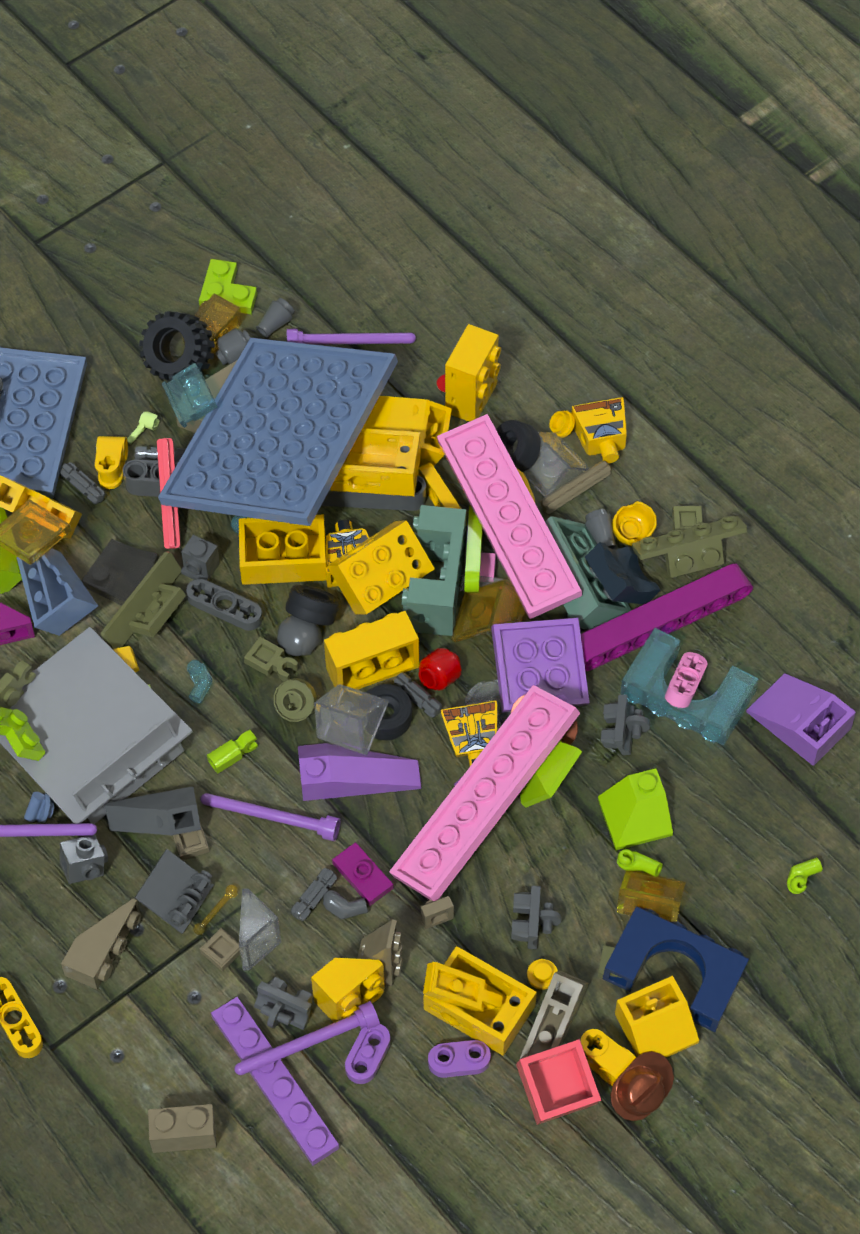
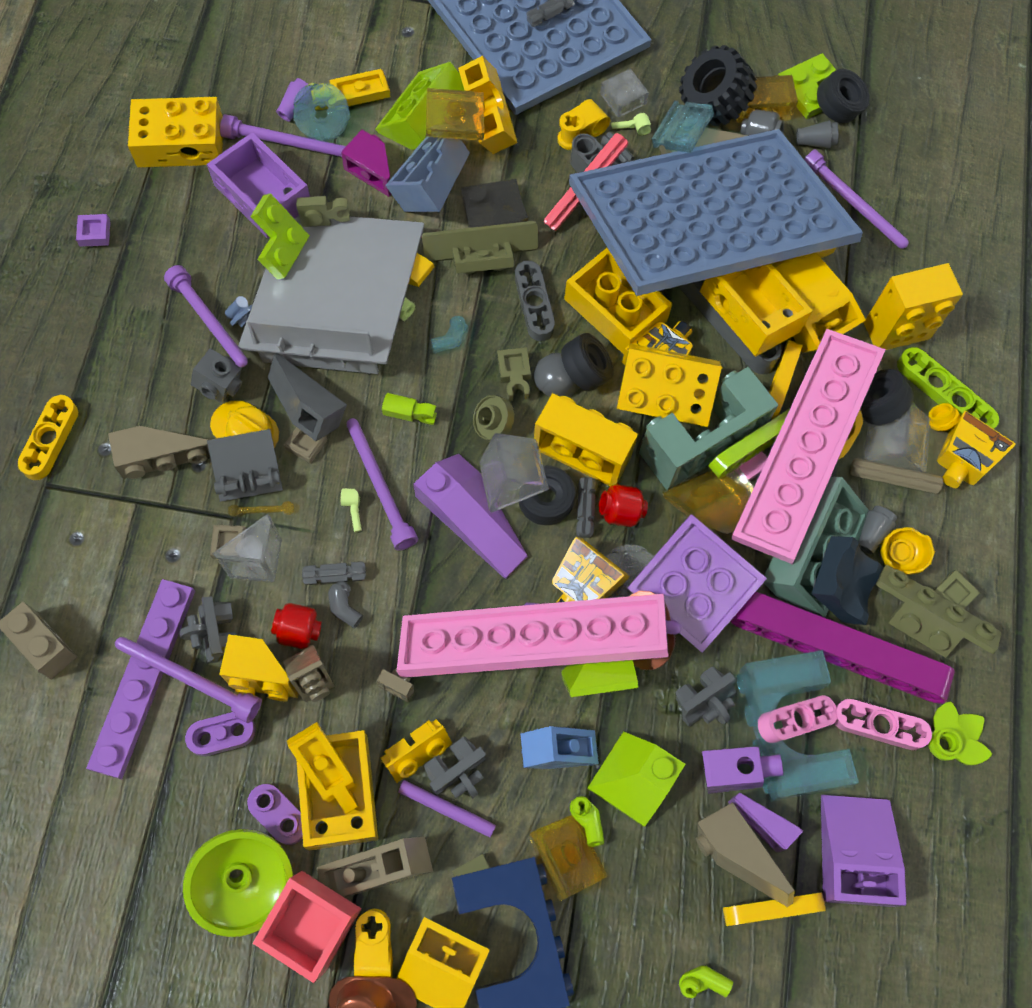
camera: 45 degrees right, 10 degrees up
(82, 483) = (545, 123): dark grey axle -> none
(110, 411) = (624, 92): none -> clear piece
(127, 874) = (241, 418): none -> yellow piece
(199, 558) = (554, 251): dark grey brick -> none
(261, 276) = (842, 96): none -> black tyre
(267, 840) = (351, 498): none -> yellowish green hand
(333, 942) = (296, 626): none -> red head
(362, 874) = (385, 596): magenta plate -> none
(495, 921) = (404, 760): none -> yellow hinge
(501, 1103) = (235, 904): none -> lime dish
(541, 973) = (412, 821): yellow plate -> none
(543, 399) = (951, 385): none -> lime beam
(552, 946) = (447, 808): none -> medium lavender bar
(573, 843) = (558, 748): none -> medium blue slope
(686, 742) = (724, 775): none -> medium lavender torso
(735, 756) = (771, 827): none -> medium lavender slope
(738, 783) = (739, 851): none -> dark tan slope
(739, 627) = (902, 740): none -> bright pink beam
(780, 598) = (961, 734): none -> lime plate
(792, 796) = (773, 909): none -> yellow beam

